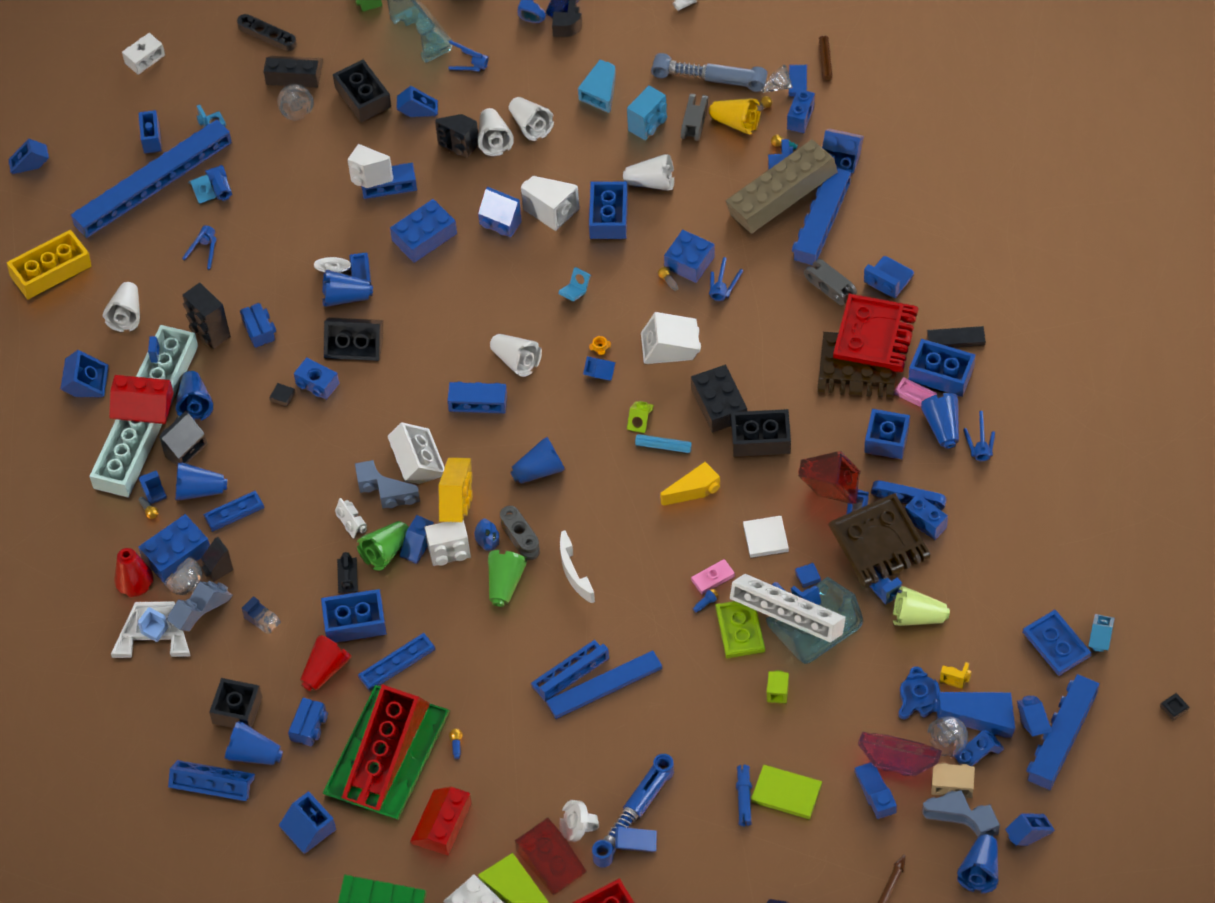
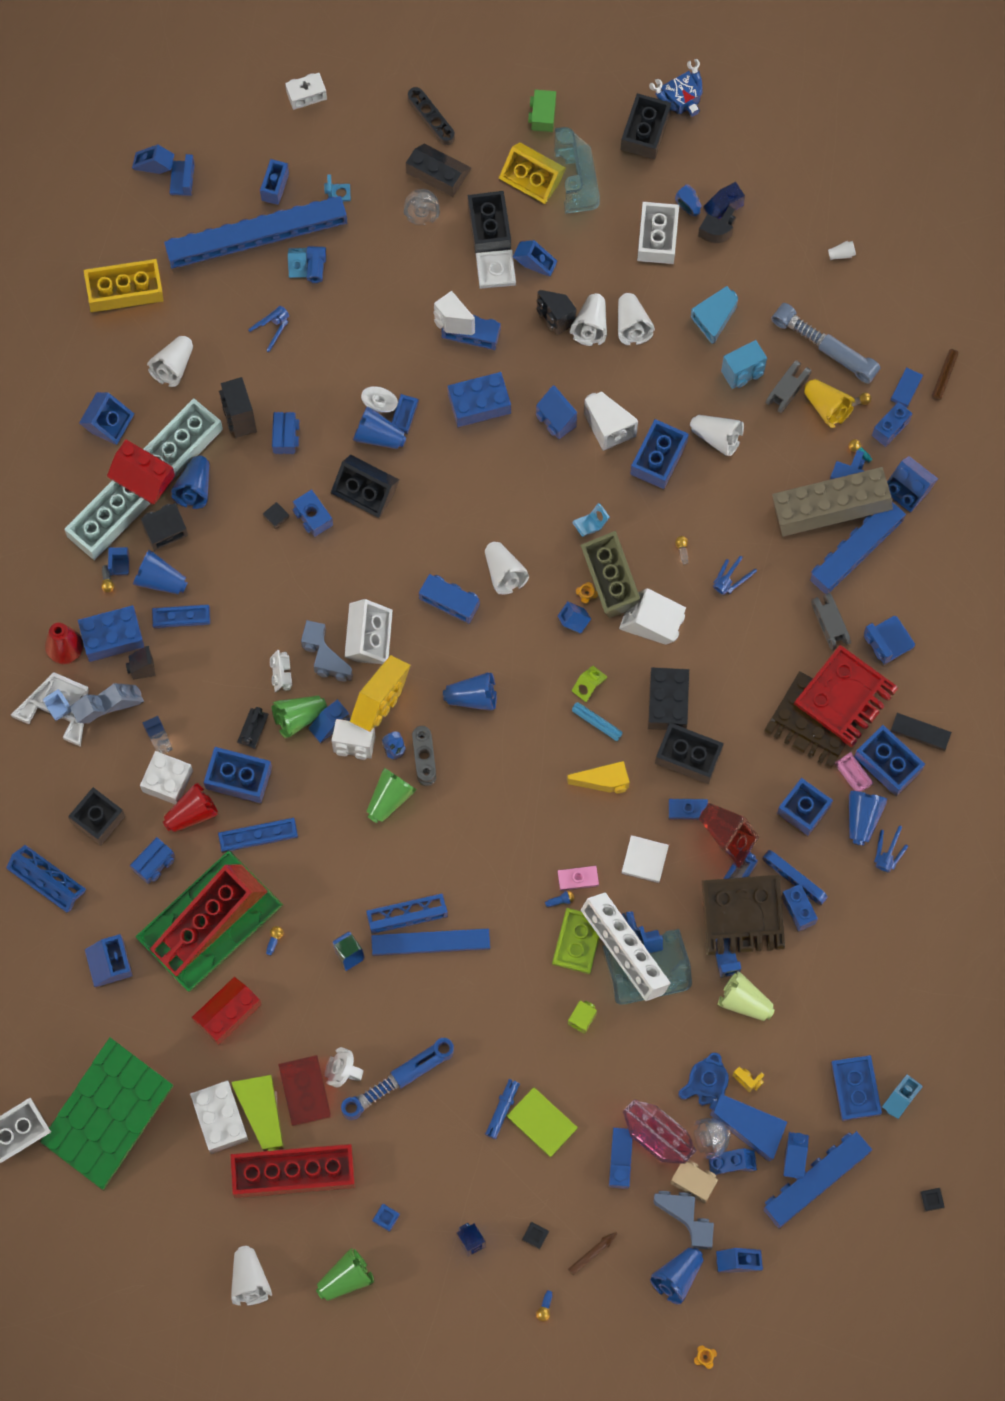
camera: 20 degrees right, 15 degrees up
(61, 161) = (182, 176): none -> blue panel
(153, 349) = (174, 424): blue tile -> none
(185, 578) = (107, 669): clear cylinder -> none
(252, 746) = (92, 864): blue cone -> none
(286, 647) = (166, 778): none -> white brick
(380, 41) = (532, 172): none -> yellow slope
(385, 127) = (495, 269): none -> white tile
(478, 60) = (614, 234): blue plant -> none
(517, 43) = (658, 232): none -> white brick
(532, 719) = (348, 951): none -> piece
(581, 586) = (456, 792): white slope -> none
(615, 318) = (611, 574): none -> olive slope
(635, 839) = (385, 1109): tile -> none
(689, 256) = (712, 536): blue brick -> none
(778, 80) = (886, 381): clear slope -> none
(782, 481) = (686, 808): none -> blue plate
(808, 575) = (664, 915): blue tile -> none
(830, 890) = (535, 1235): none -> black tile

